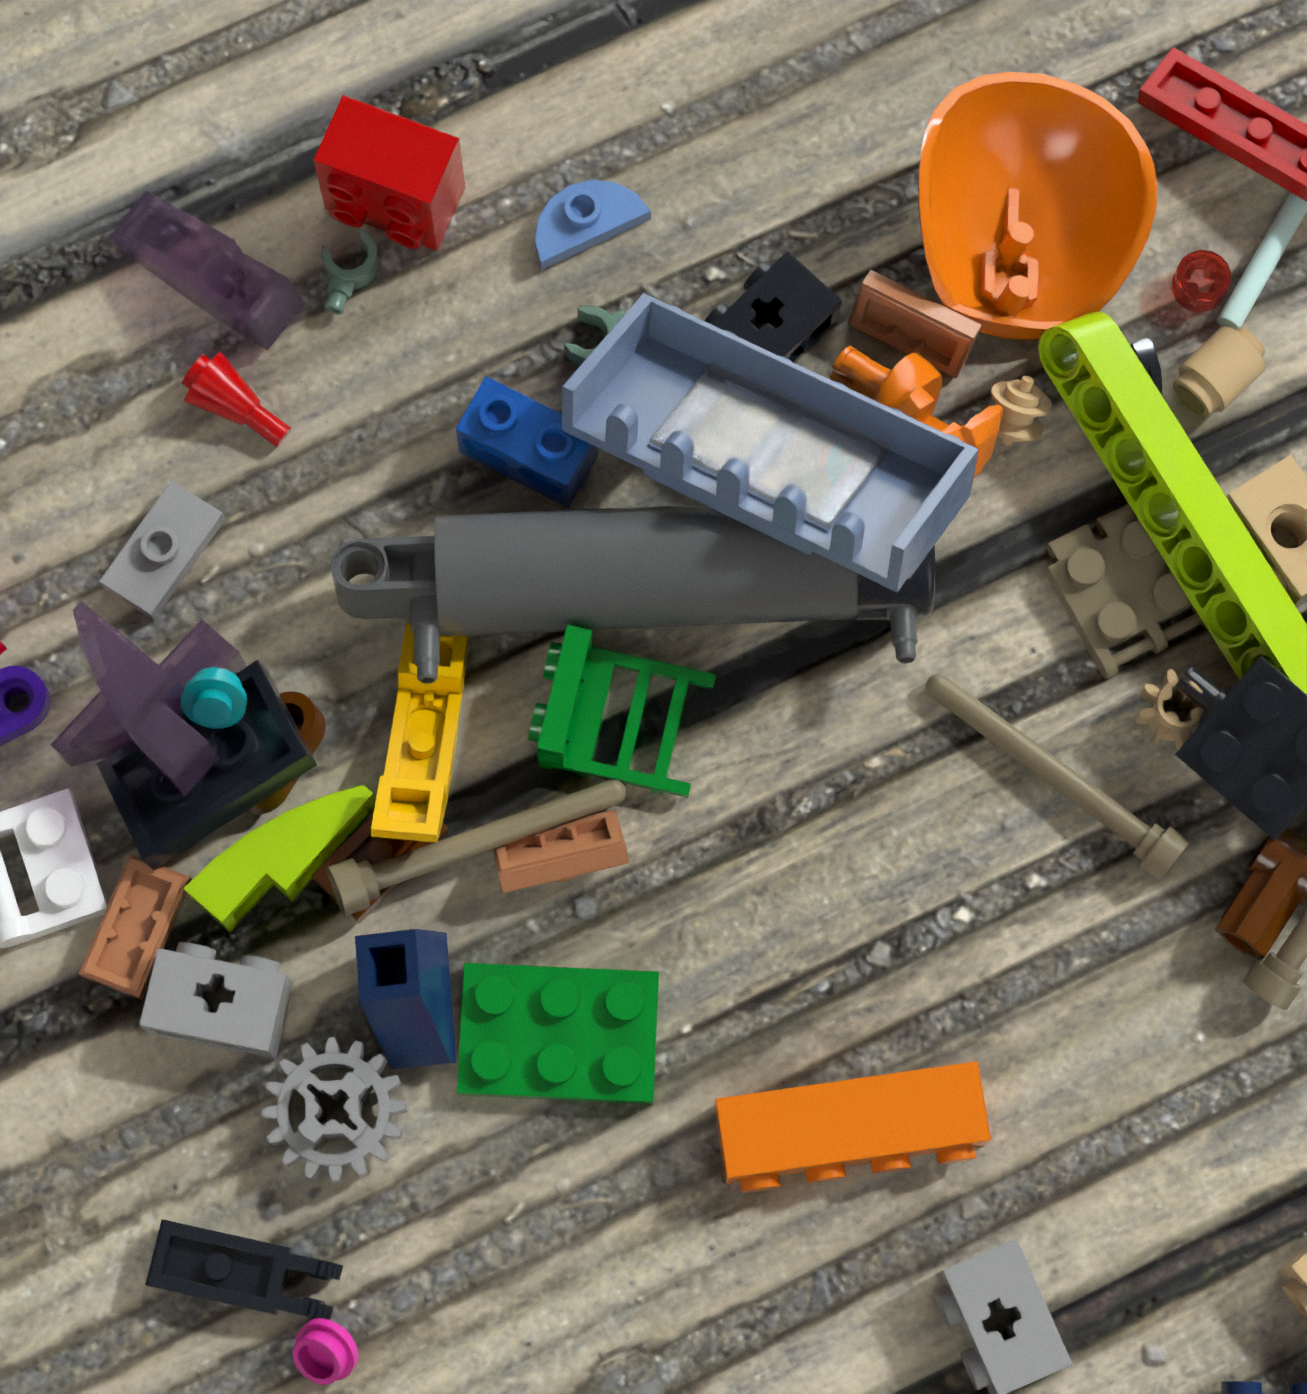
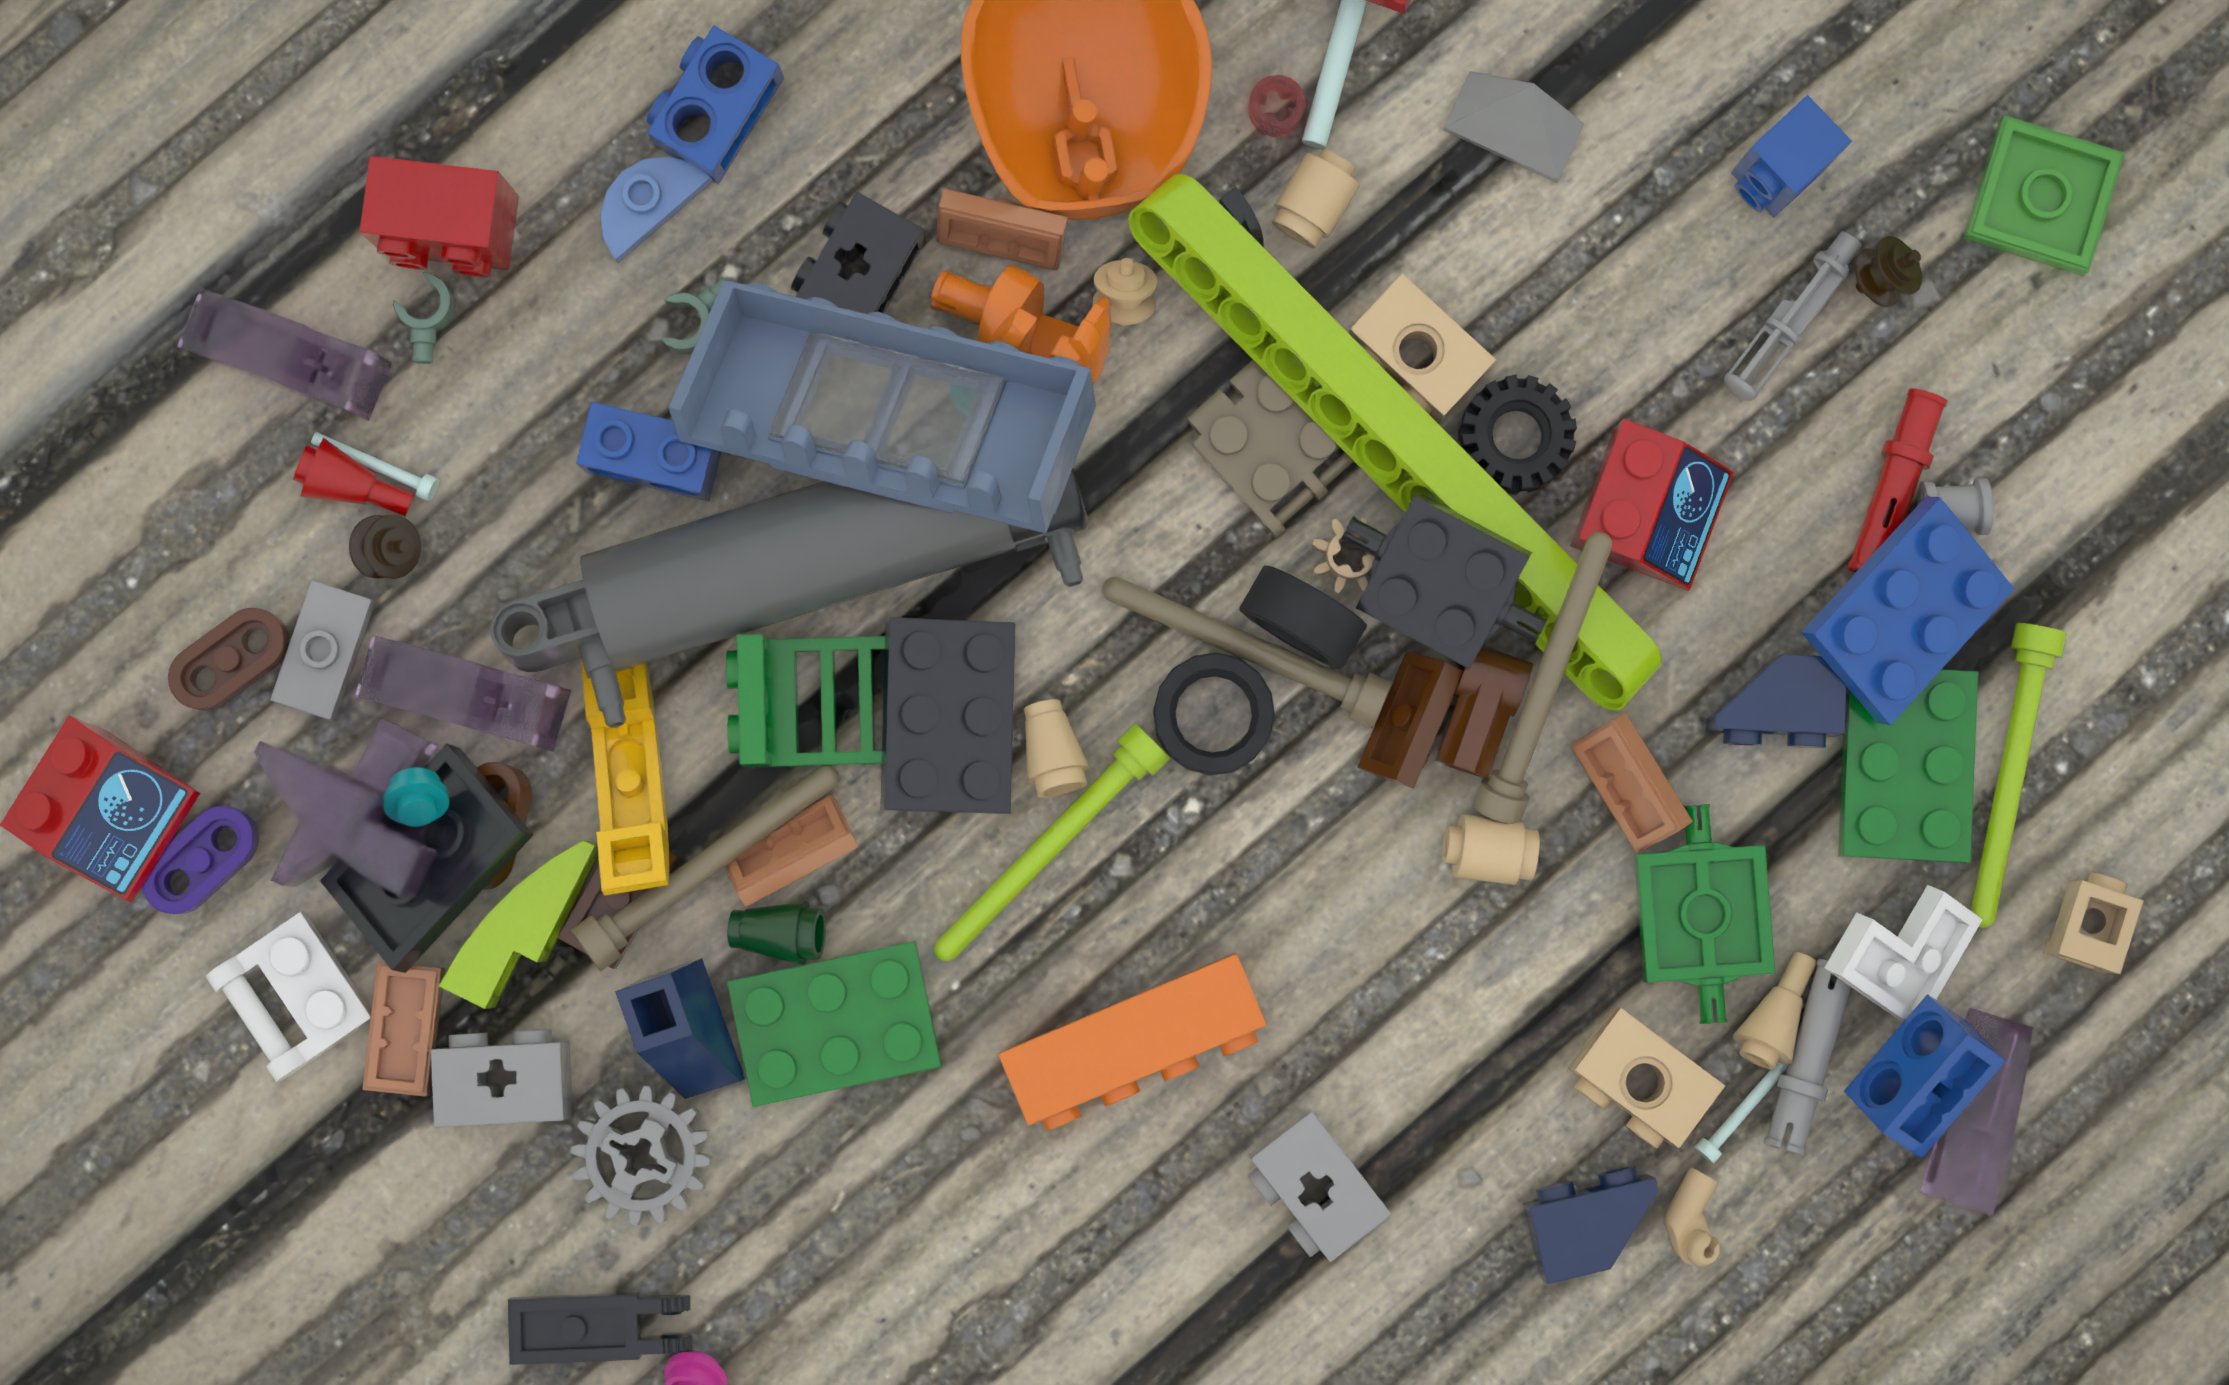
camera: 10 degrees left, 10 degrees up
(71, 529) = (228, 655): none -> reddish brown plate
(250, 466) = (385, 546): none -> dark brown wheel
(286, 622) = (463, 692): none -> clear purple slope
(303, 424) = (425, 486): none -> light aqua piece
(529, 927) = (779, 931): none -> dark green cone
(684, 153) = (730, 110): none -> blue brick
(747, 763) = (947, 716): none -> black plate
(841, 823) = (1052, 750): none -> tan cone
(920, 850) = (1134, 759): none -> lime piece
(1011, 779) = (1210, 666): none -> black tyre
(1120, 752) = (1303, 616): none -> black tyre
(1200, 881) = (1410, 719): none -> reddish brown plate
(1251, 1029) = (1491, 850): none -> tan brick

